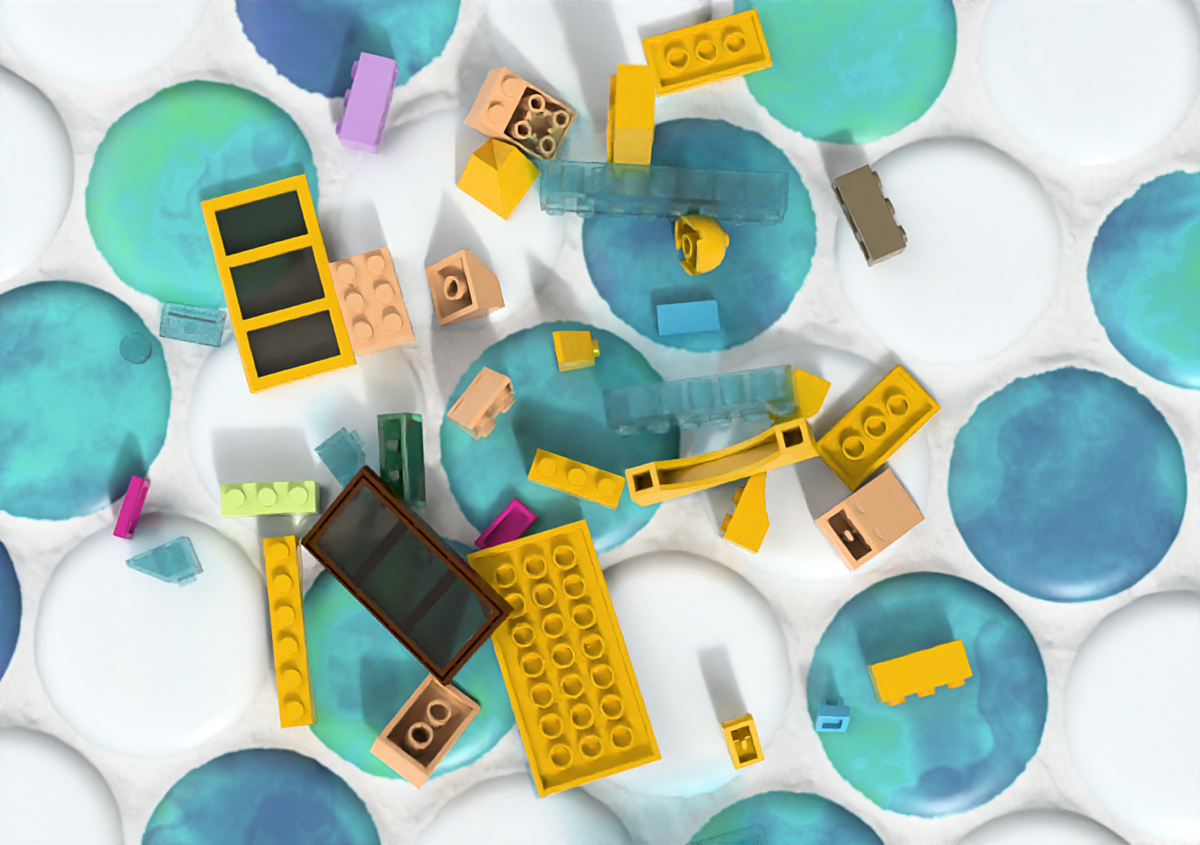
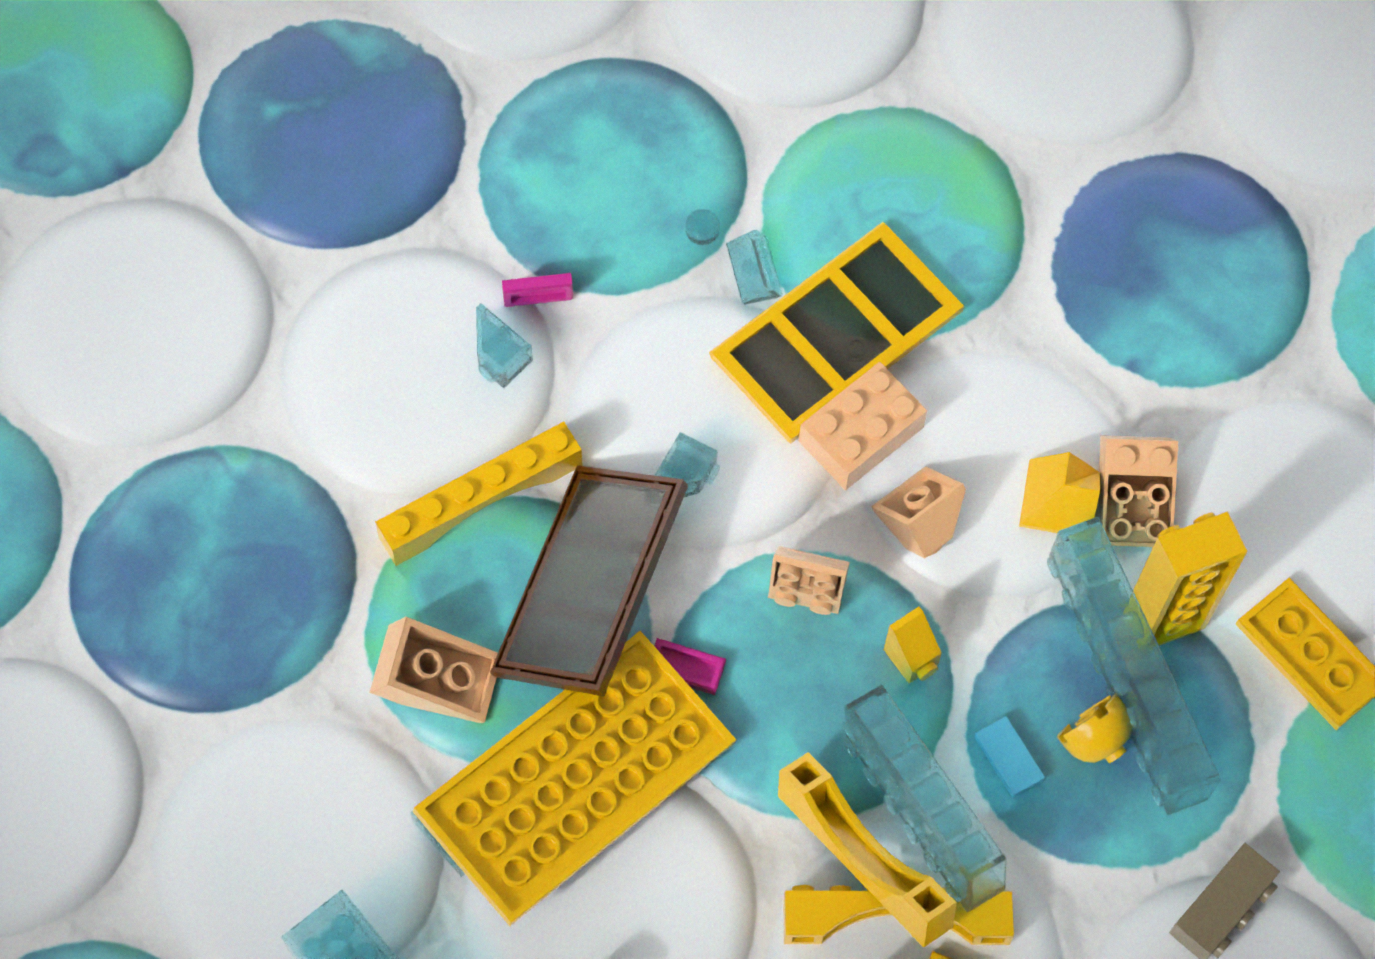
camera: 65 degrees right, 15 degrees down
(270, 499) = (608, 415): yellowish green brick -> none
(367, 102) = (1070, 334): lavender brick -> none
(403, 456) = (714, 524): clear green brick -> none
(576, 479) = (774, 710): yellow brick -> none

